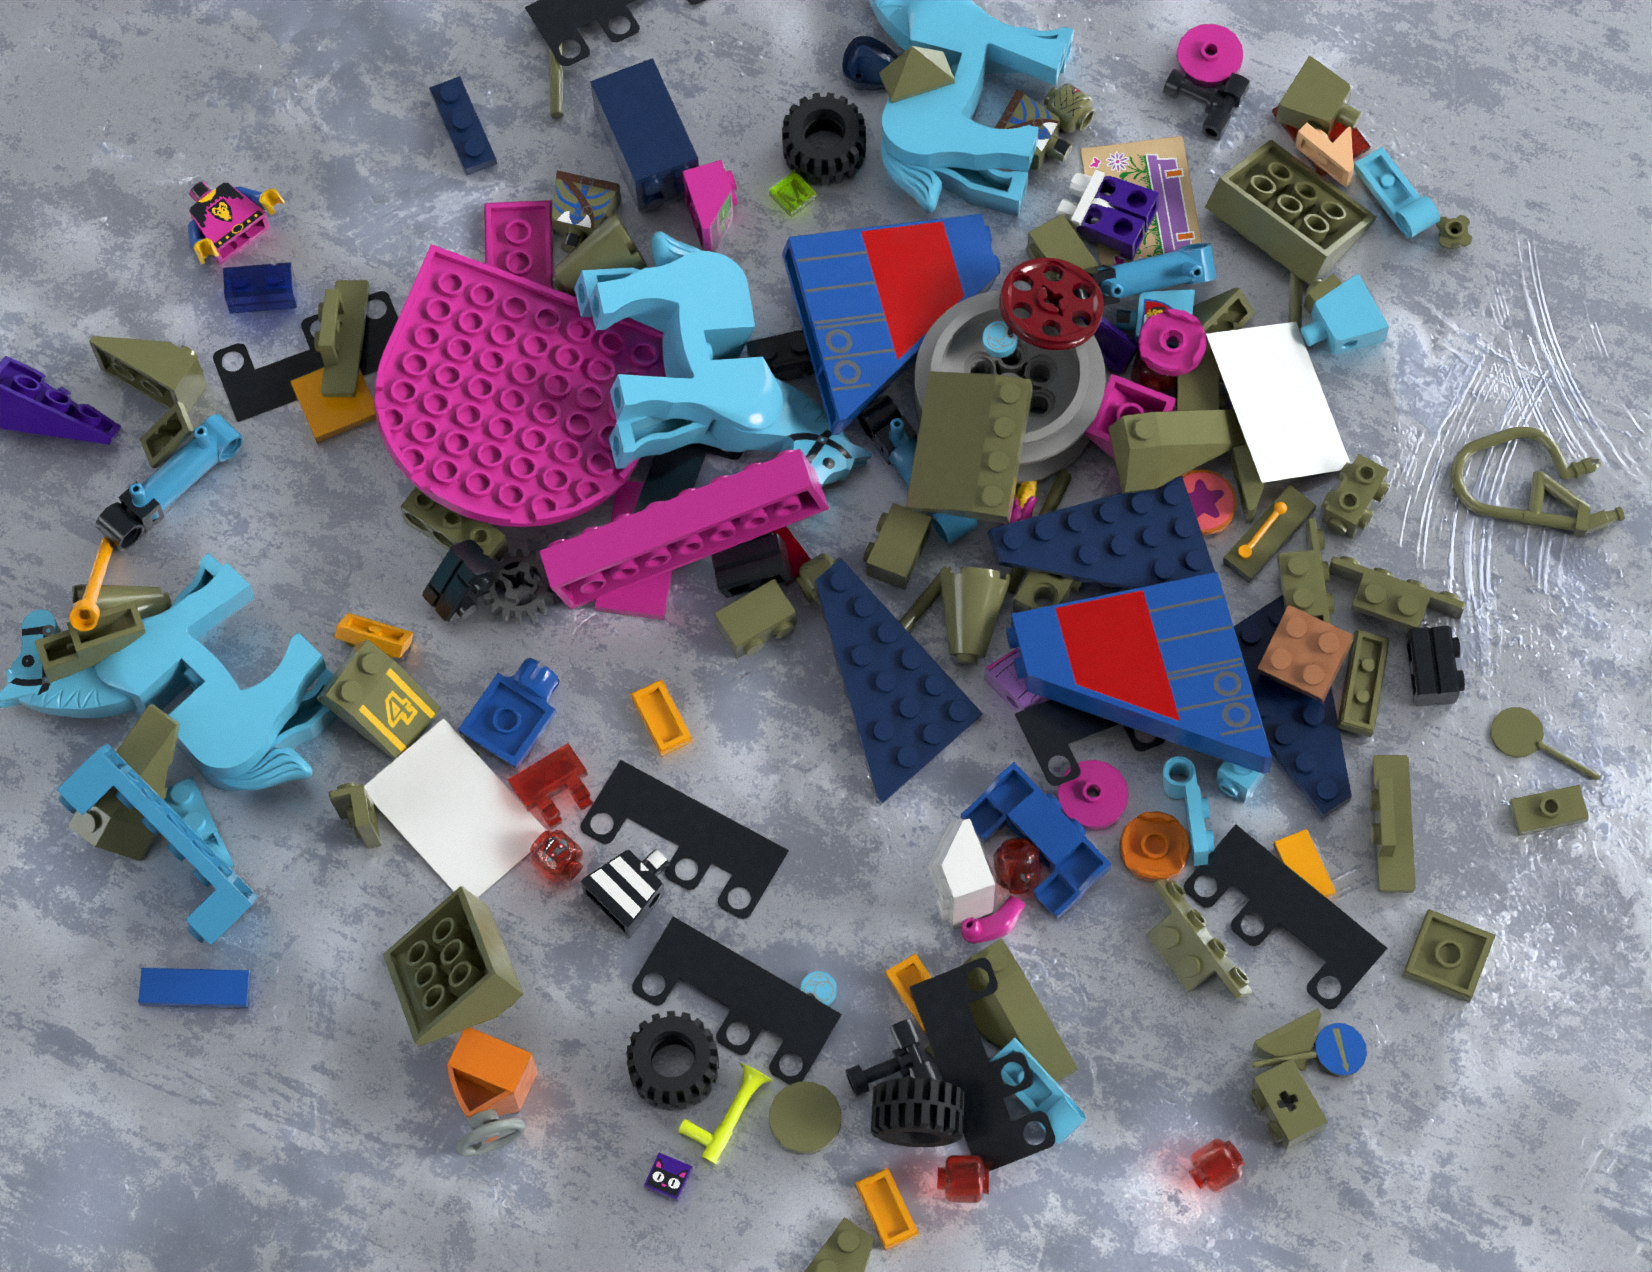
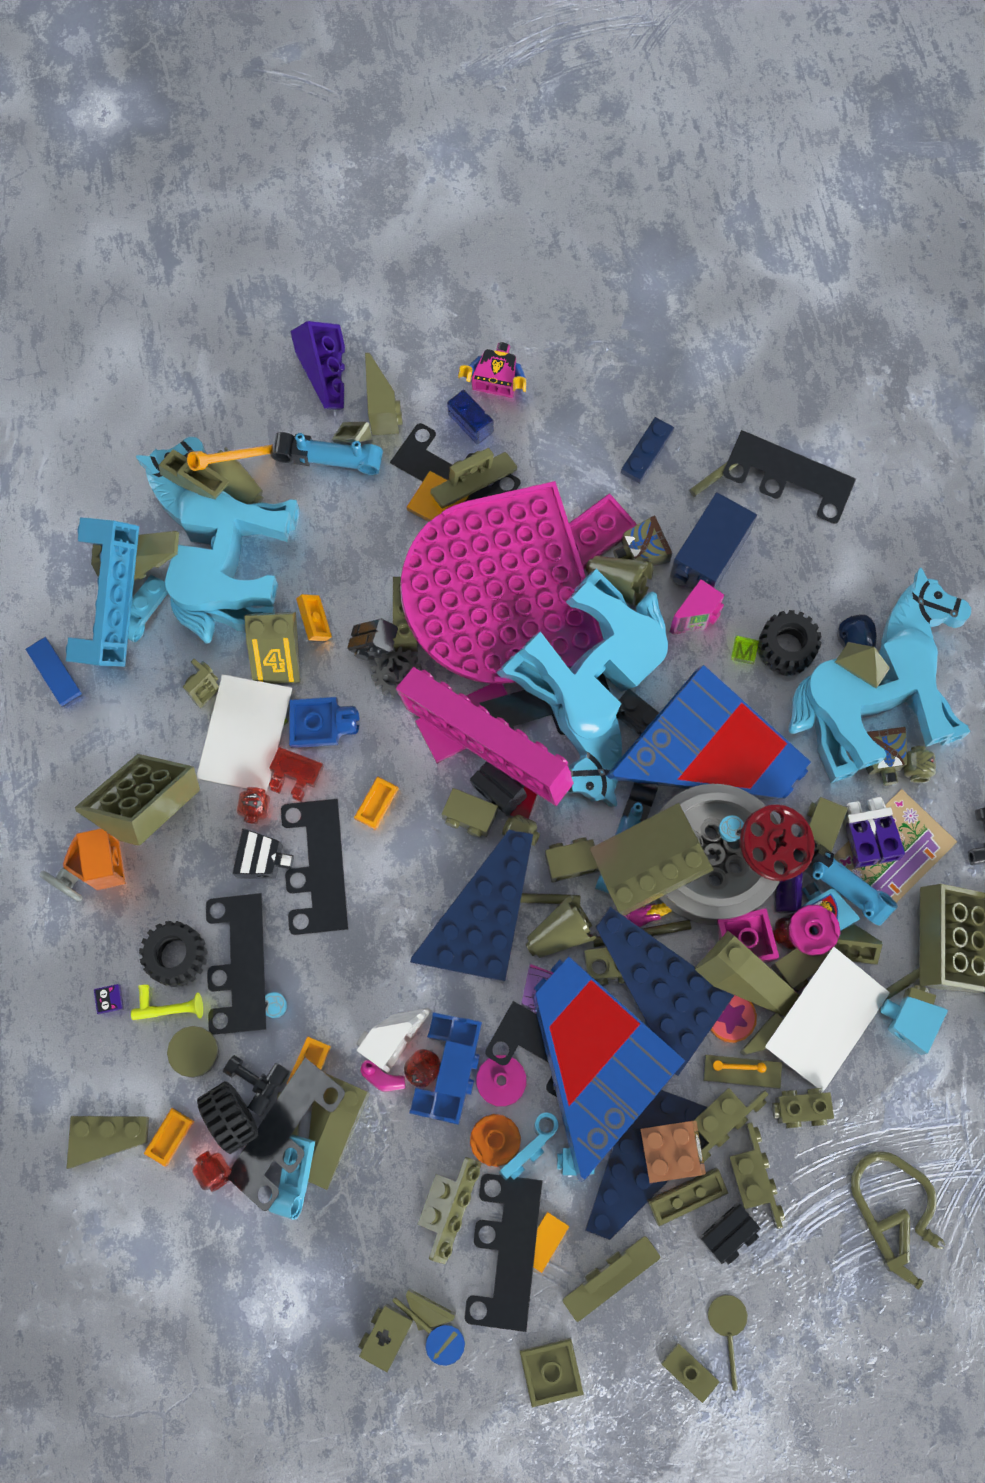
camera: 55 degrees right, 5 degrees up
(1217, 1165) = (319, 1319): clear red head -> none

